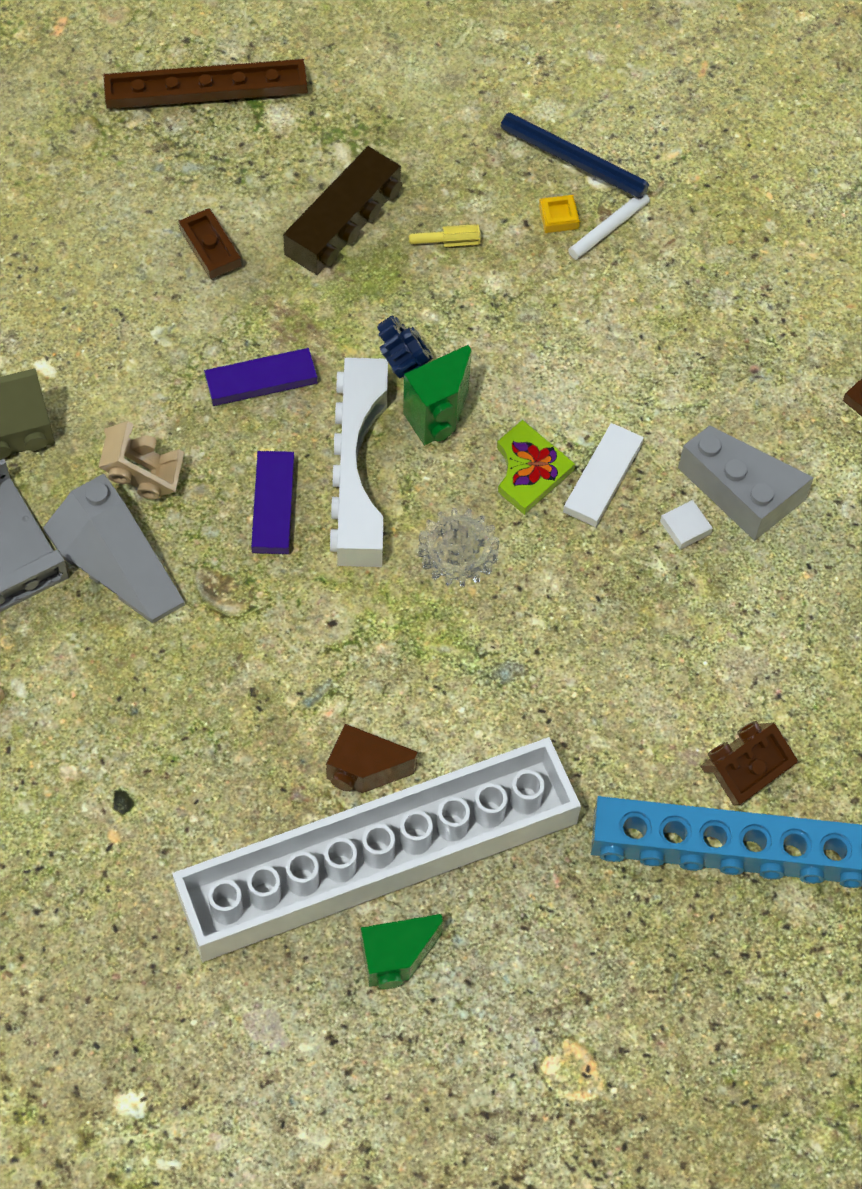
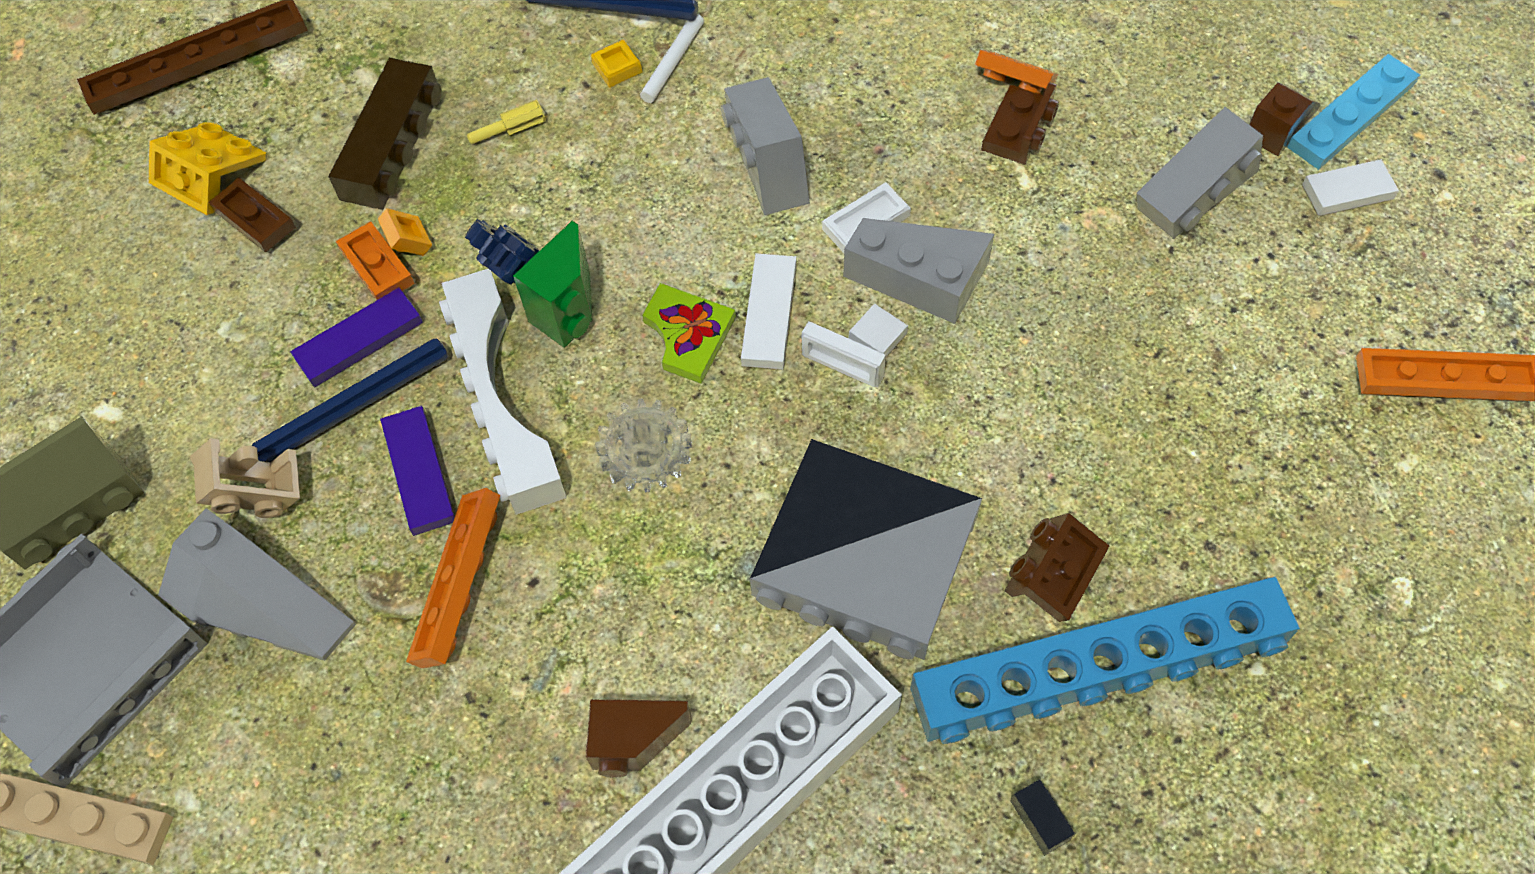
camera: 15 degrees left, 0 degrees up
(178, 180) = (193, 160): none -> yellow bracket
(241, 427) = (350, 400): none -> dark blue axle
(270, 599) = (453, 579): none -> orange plate
(296, 318) = (374, 261): none -> orange plate
(329, 302) = (404, 232): none -> light orange plate
(601, 690) = (865, 549): none -> panel
(648, 532) = (843, 354): none -> white tile
(654, 939) = (1042, 817): none -> black piece
(657, 332) = (768, 144): none -> light grey wedge
(731, 419) = (878, 204): none -> white tile

